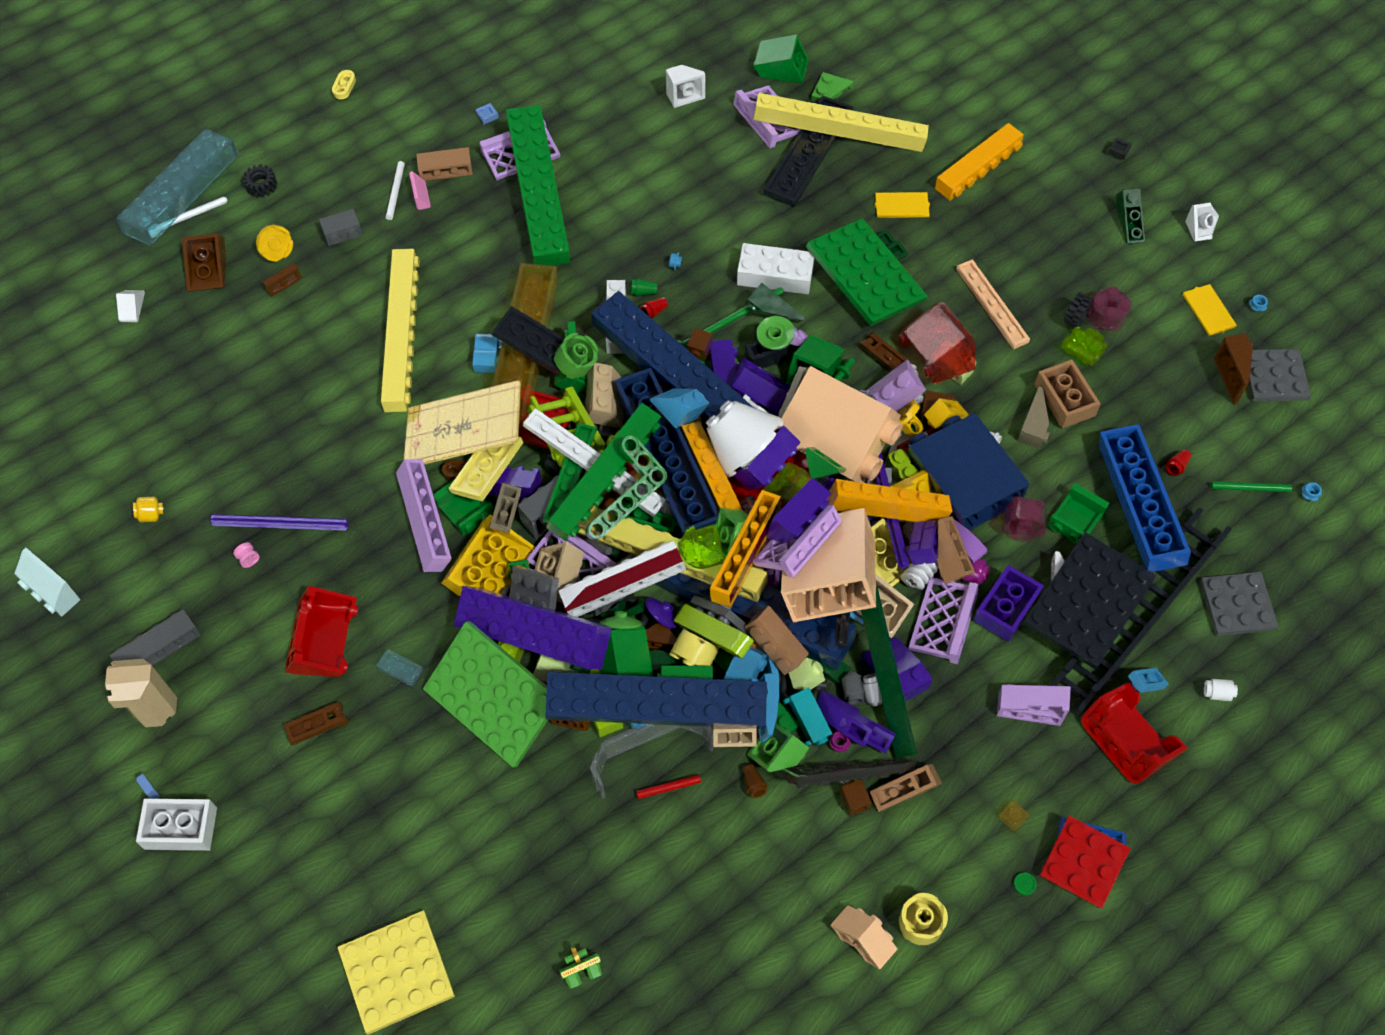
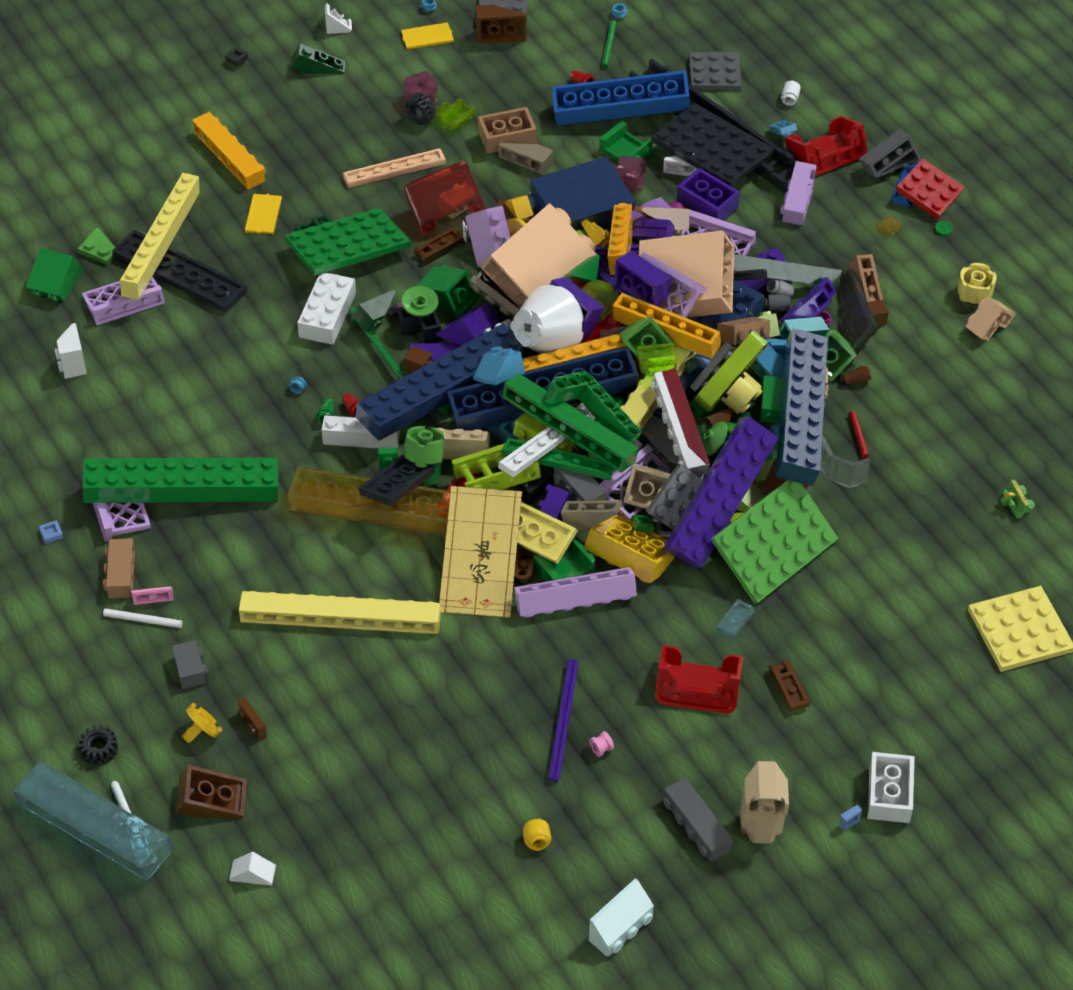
camera: 85 degrees left, 10 degrees down
(486, 353) = (385, 539): dark azure brick -> none
(661, 612) = (698, 415): dark purple dish -> none
(1129, 808) = (890, 154): none -> dark grey wedge

